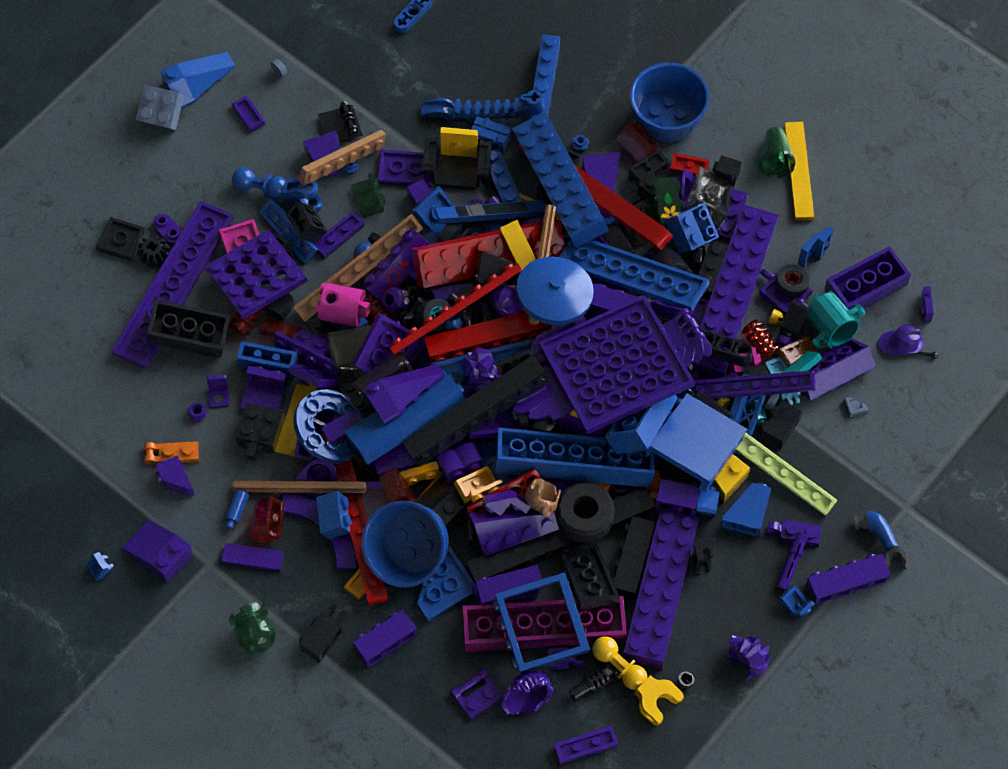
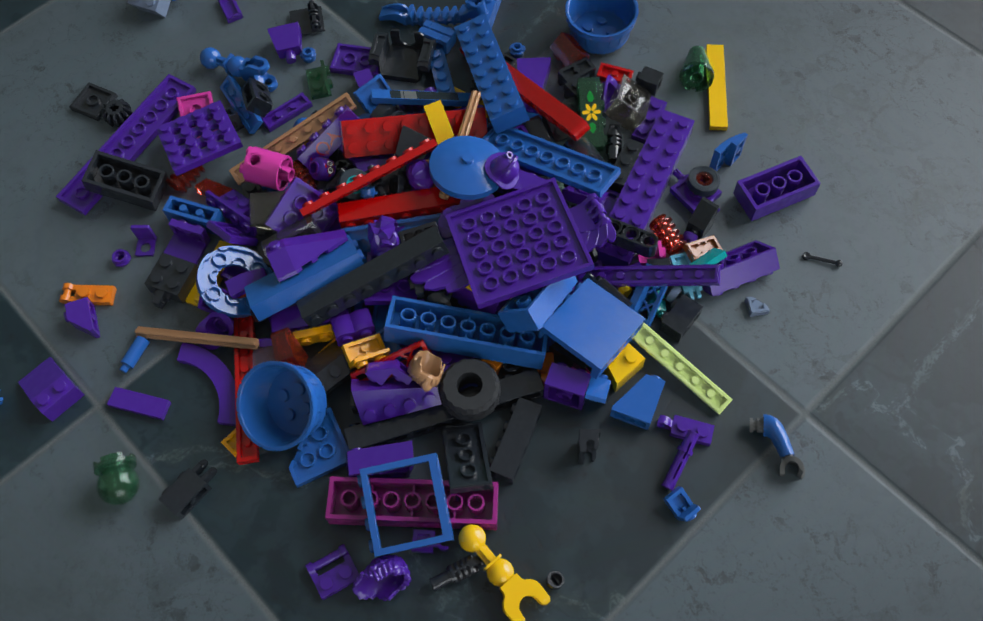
camera: 10 degrees right, 0 degrees up
(167, 228) = (134, 94): dark purple plate -> none
(267, 520) = (158, 367): clear red brick -> none
(280, 308) = (218, 169): black brick -> none
(333, 514) = (221, 368): blue brick -> none
(342, 157) = (296, 43): medium nougat plate -> none
(385, 638) = (248, 501): dark purple brick -> none
(459, 142) = (405, 38): yellow plate -> none
(592, 290) = (503, 169): none -> dark purple helmet
(660, 589) = (539, 478): dark purple brick -> none
(691, 228) = (610, 124): blue slope -> none
(750, 654) = (626, 559): dark purple hair -> none
(774, 316) = (681, 217): yellow hinge -> none
(833, 320) = (741, 221): teal container -> none
(848, 579) = (739, 484): dark purple brick -> none
(902, 341) = (808, 247): dark purple piece -> none
(926, 308) = (833, 218): dark purple plate -> none

